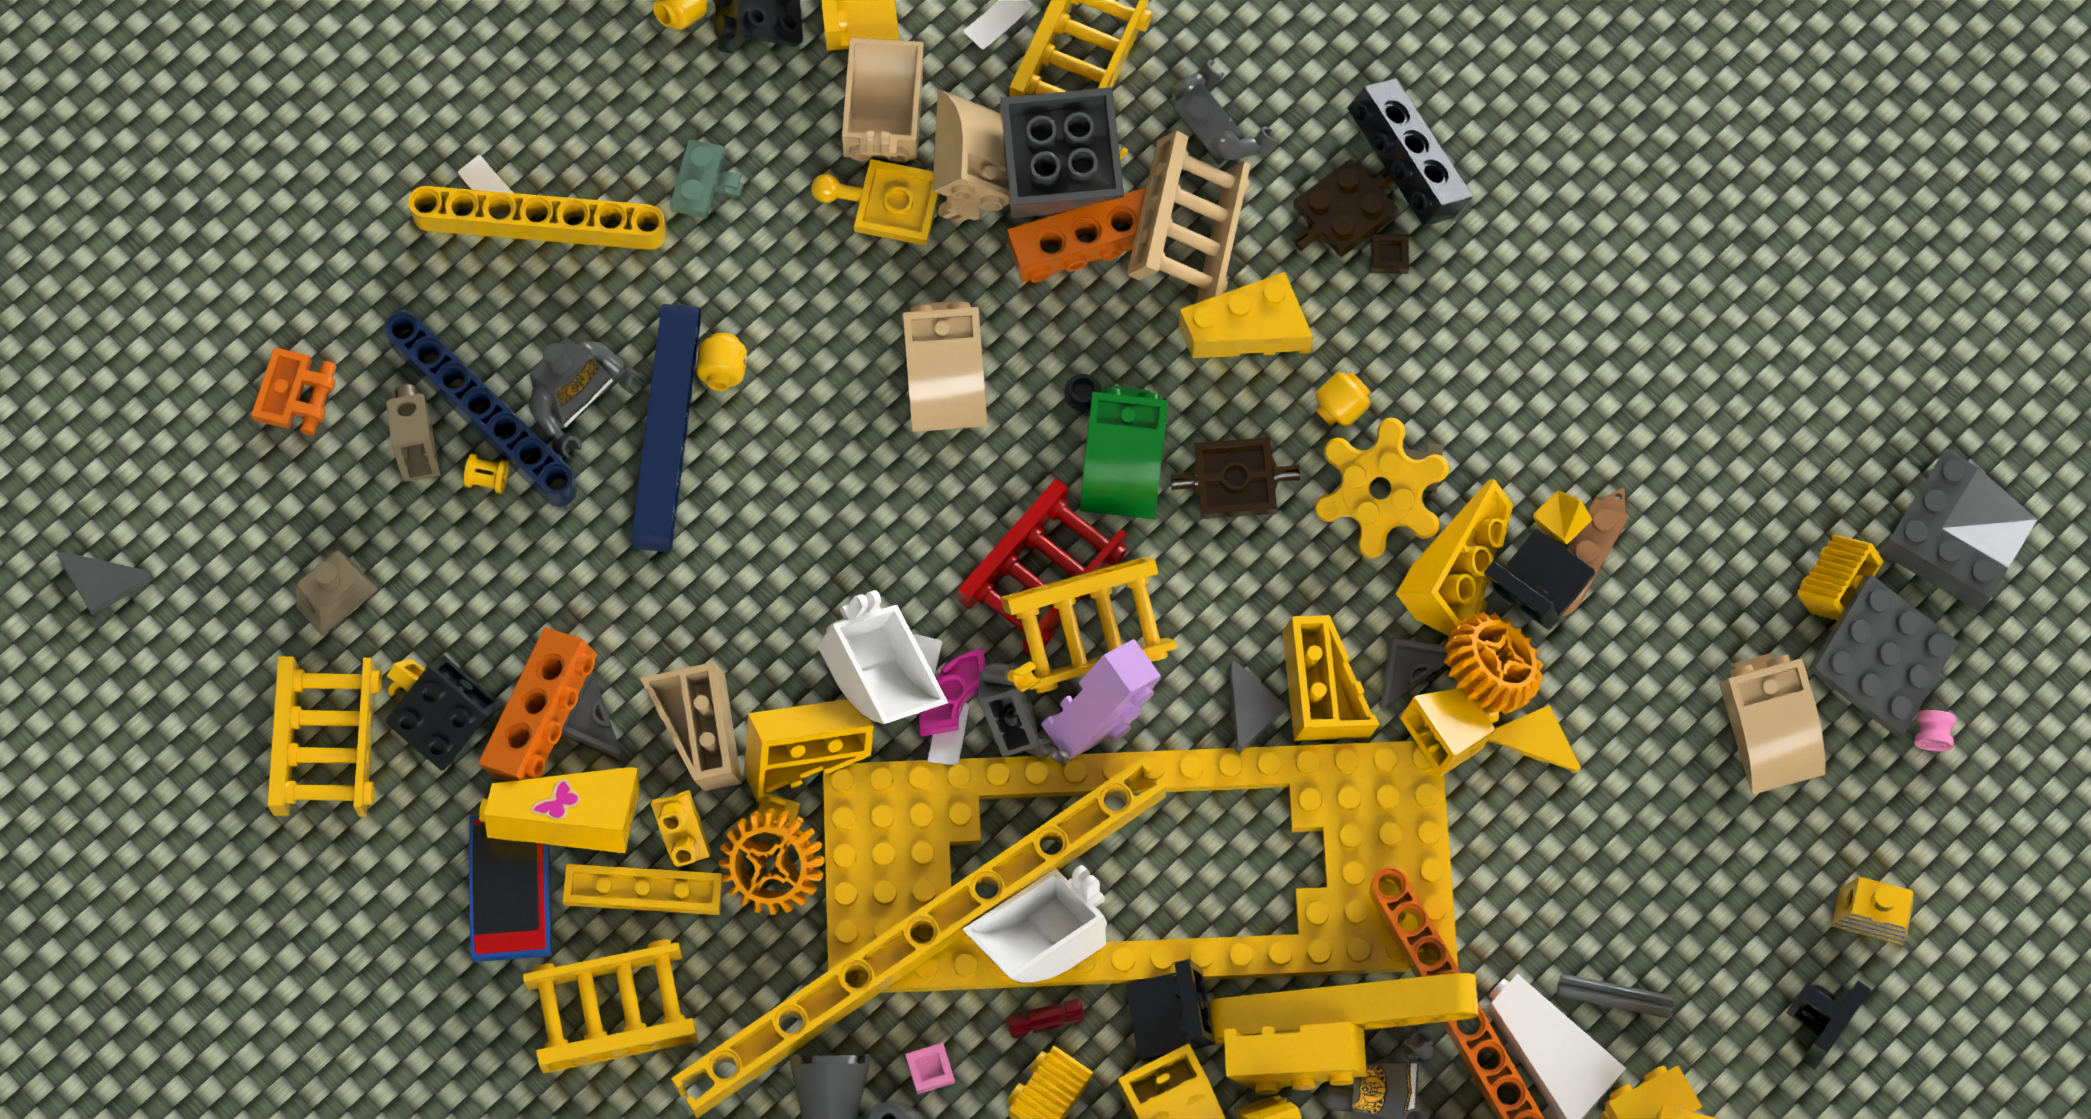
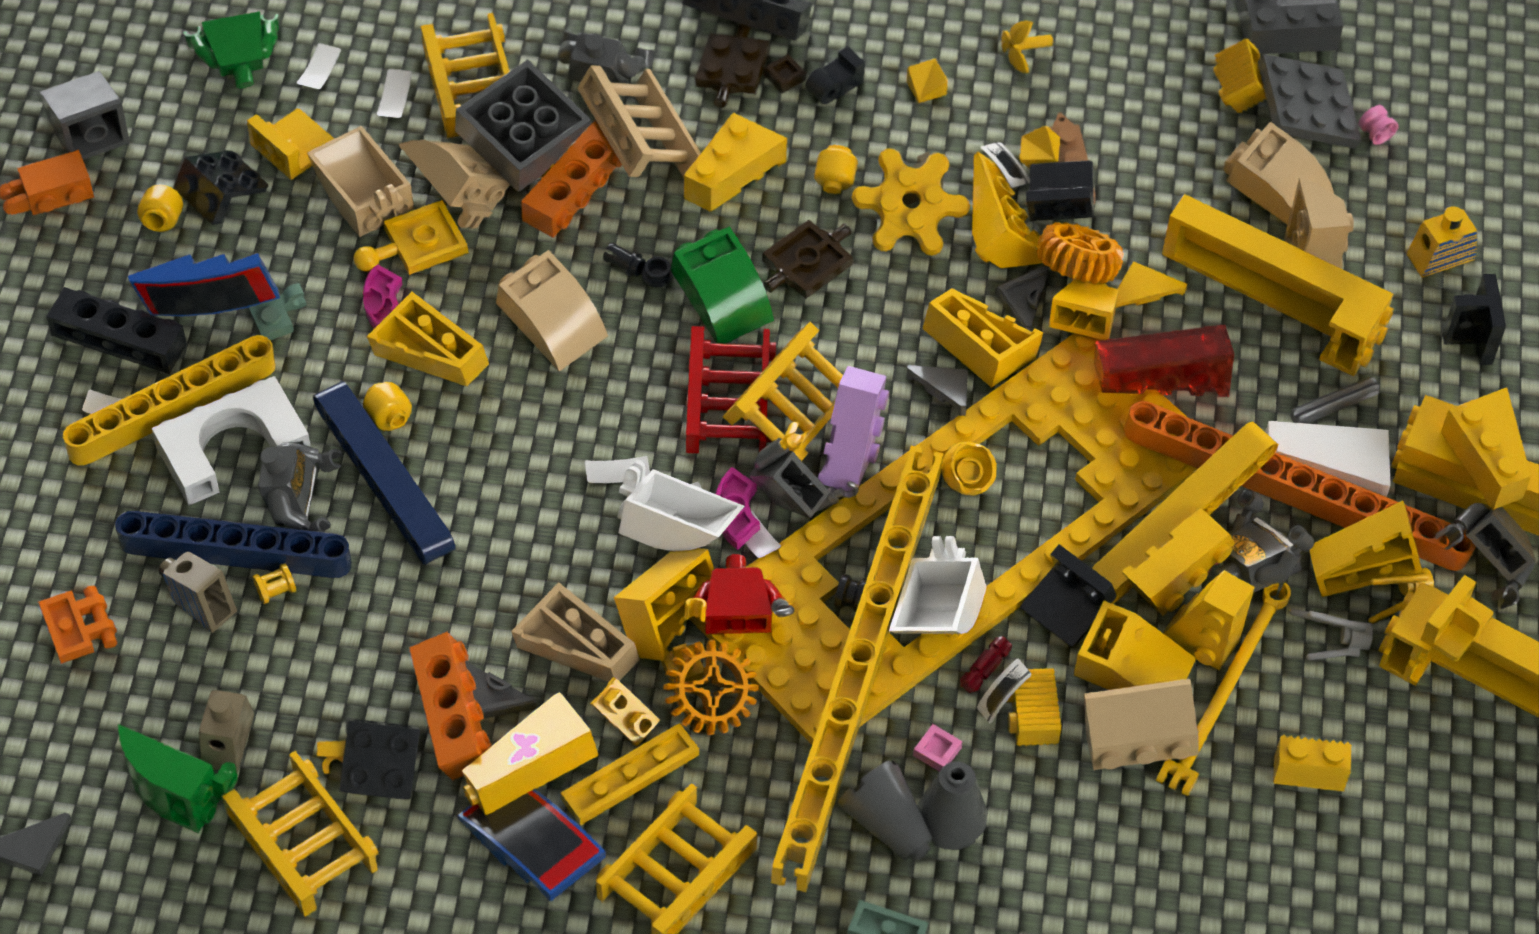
camera: 40 degrees left, 15 degrees down
(247, 612) = (173, 781): none -> green piece
(519, 268) = (184, 438): none -> white arch
(568, 158) = (117, 330): none -> black brick
(645, 125) = (205, 286): none -> slope
(806, 244) = (380, 294): none -> dark pink tile
(808, 319) = (428, 342): none -> yellow wedge
(860, 793) = (737, 600): none -> red torso
(880, 574) = (611, 471): none -> white sticker
(977, 853) = (849, 592): none -> black wheel
(1032, 1057) = (1002, 689): none -> sticker
(1062, 356) = (626, 260): none -> black pin
(1194, 812) = (969, 468): none -> yellow hair
(1430, 295) = (837, 77): none -> black leg
(1467, 840) = (1167, 361): none -> clear red wedge
(1519, 360) = (927, 80): none -> yellow slope
(1521, 507) = (1007, 164): none -> sticker
(1647, 378) = (1019, 40): none -> yellow plant
(1705, 921) = (1283, 279): none -> yellow brick
(1739, 817) = (1319, 223): none -> tan slope

